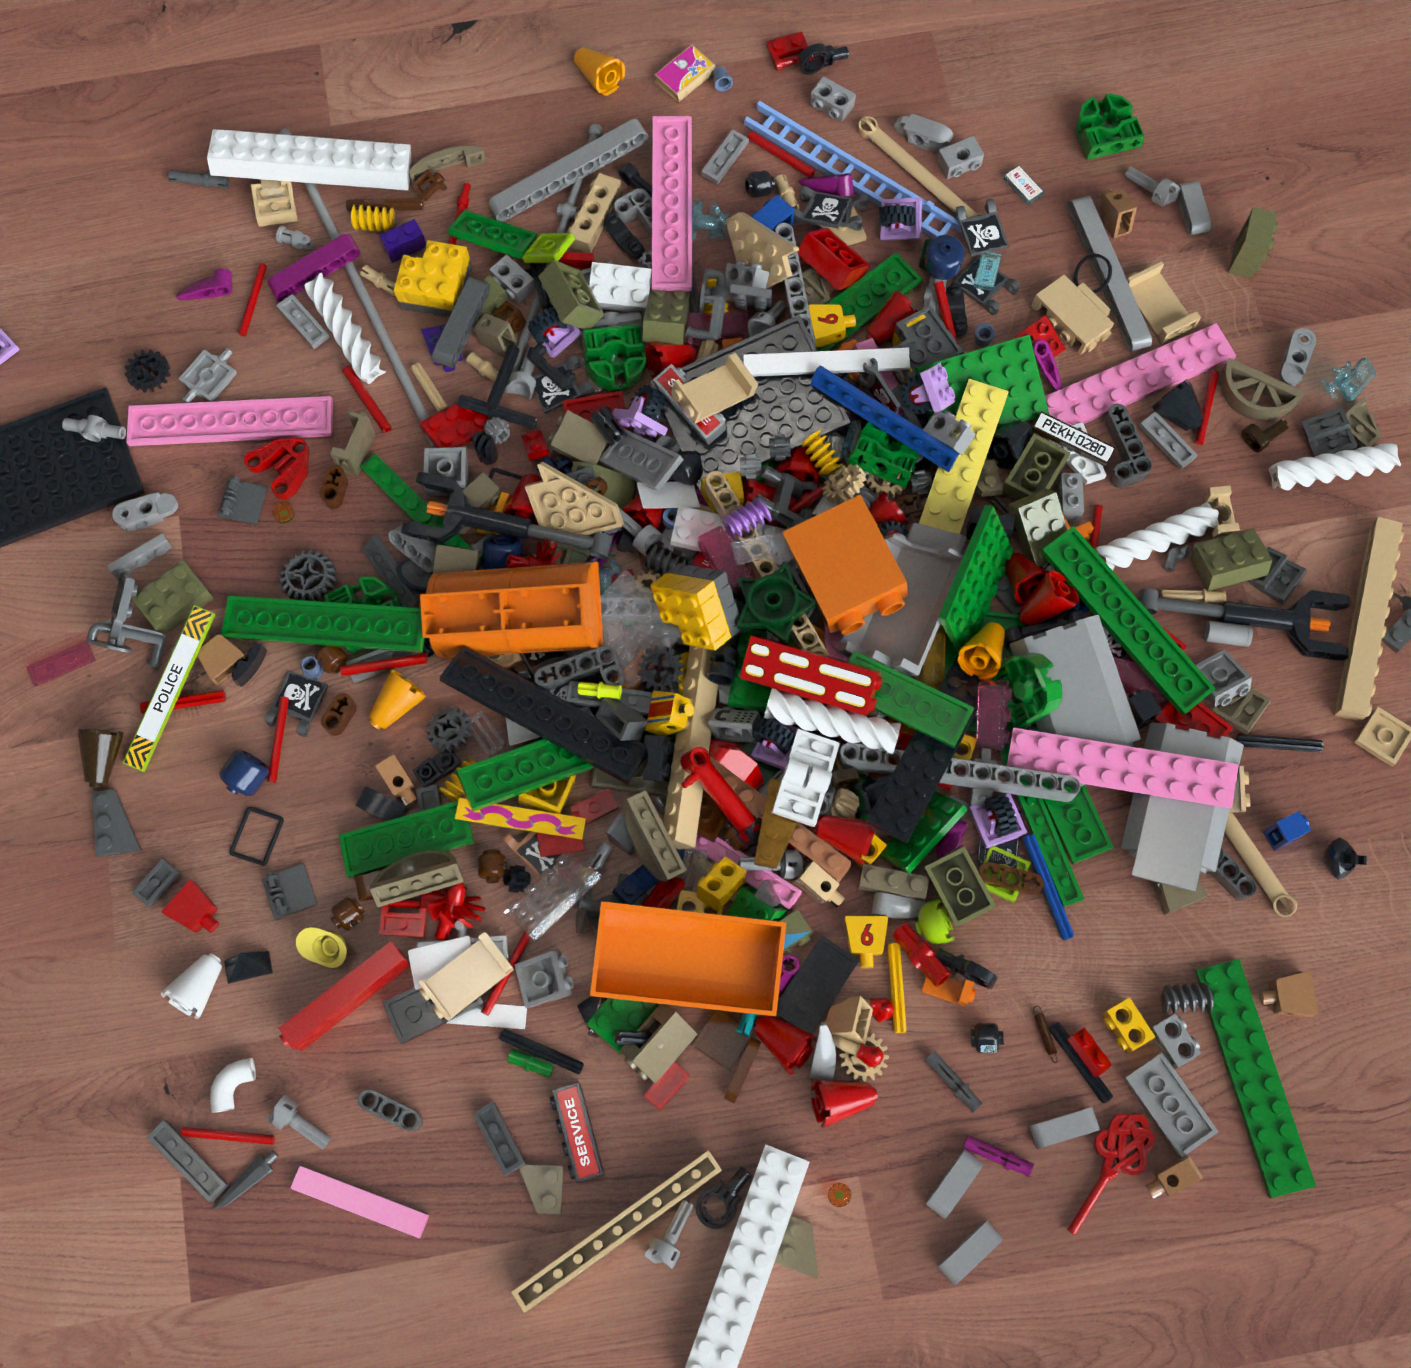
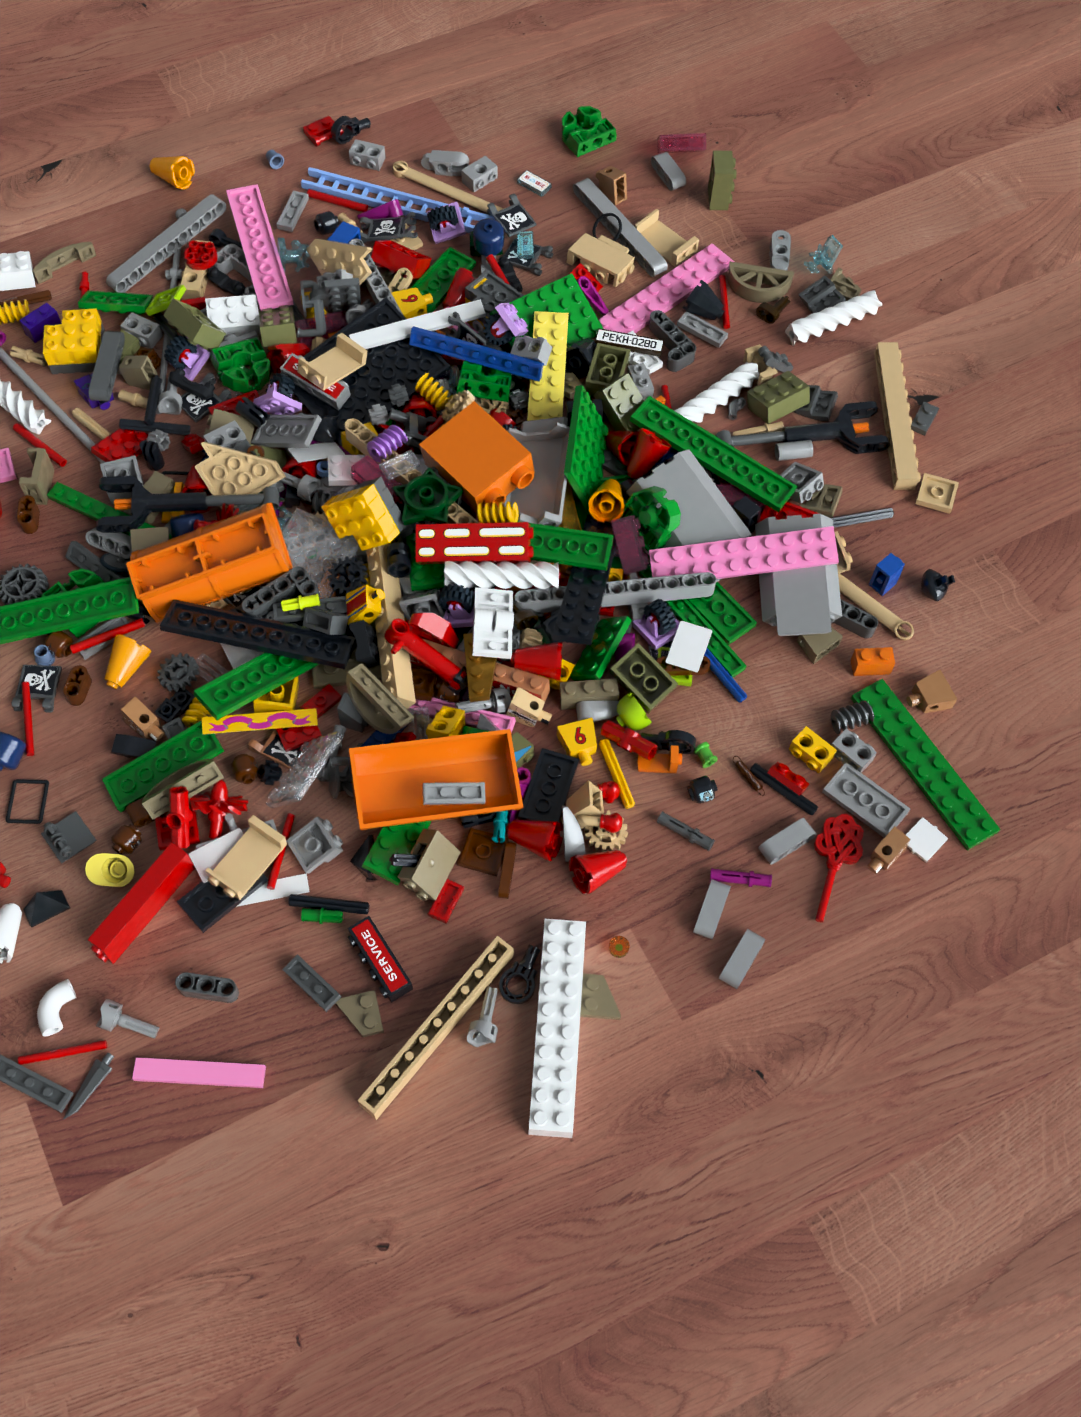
camera: 20 degrees left, 10 degrees down
(405, 914) = (179, 816): none -> red piece
(429, 183) = (51, 278): reddish brown bracket -> none
(567, 451) = (226, 436): none -> light grey brick
(602, 197) = (200, 255): none -> red tile
(684, 73) = (243, 161): piece -> none
(703, 982) = (454, 793): none -> light grey tile
(821, 290) = (399, 282): none -> tan beam
(847, 647) = (497, 514): none -> yellow piece
(984, 330) = (535, 284): sand blue piece -> none
(1003, 995) = (705, 754): none -> bright green bush
(1024, 858) = (689, 646): none -> white sticker
(1161, 193) = (639, 163): light grey piece -> none
(1221, 173) = (681, 143): none -> clear pink brick
(1223, 1170) = (925, 839): none -> white piece
(1234, 935) = (872, 661): none -> orange brick
(1243, 508) = (775, 360): none -> dark grey plate

